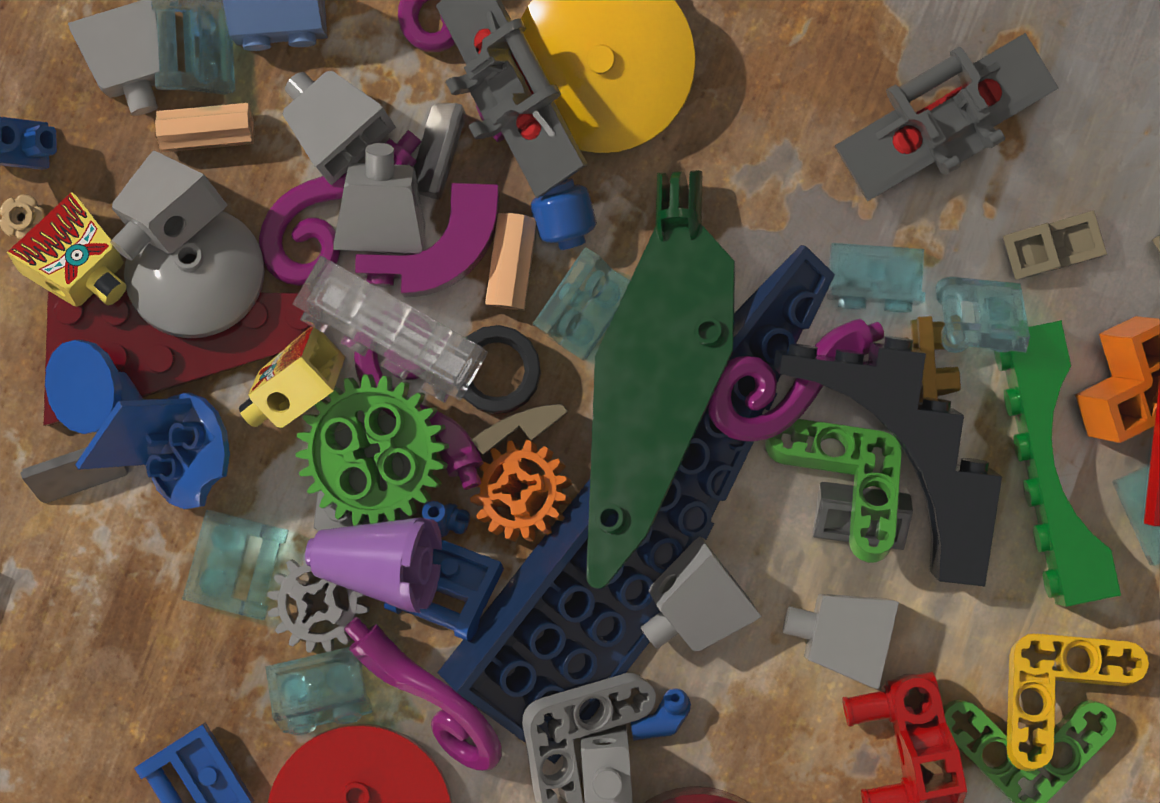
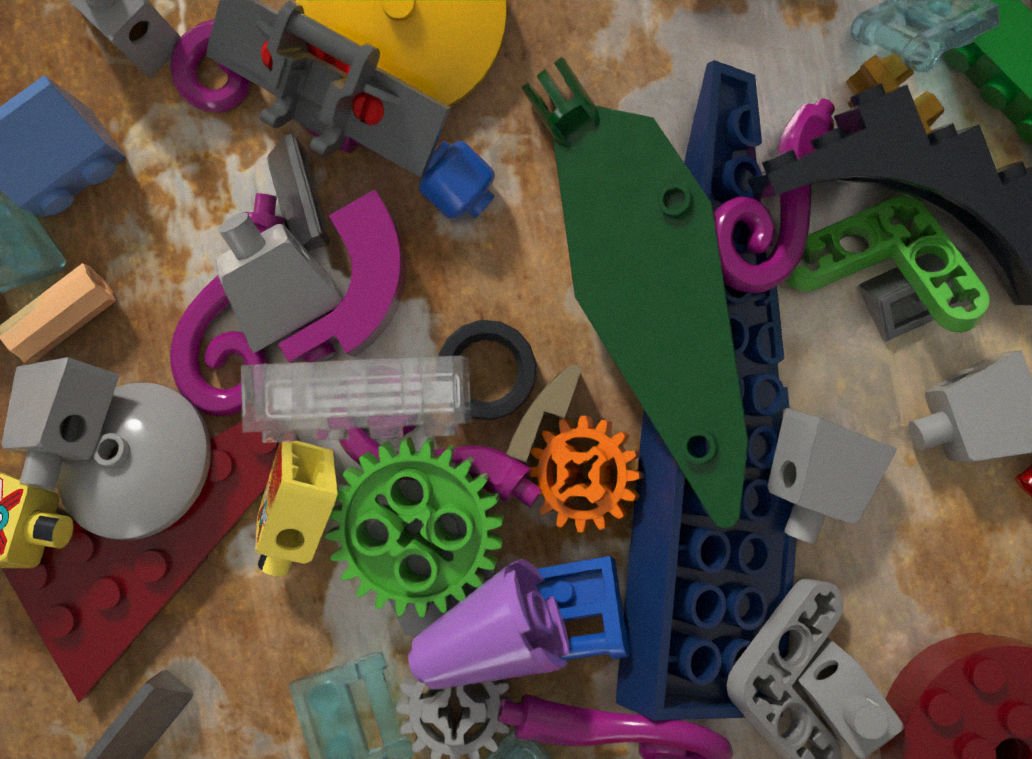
camera: 35 degrees left, 0 degrees up
(174, 437) = (208, 637): blue piece -> none
(333, 121) = (176, 227): light grey torso -> none
(447, 517) = (528, 544): blue arm -> none
(511, 261) = (435, 258): light nougat axle -> none
(582, 305) = (531, 255): clear light blue bracket -> none
(666, 719) = (860, 603): blue arm -> none
(876, 276) = (793, 55): clear light blue bracket -> none

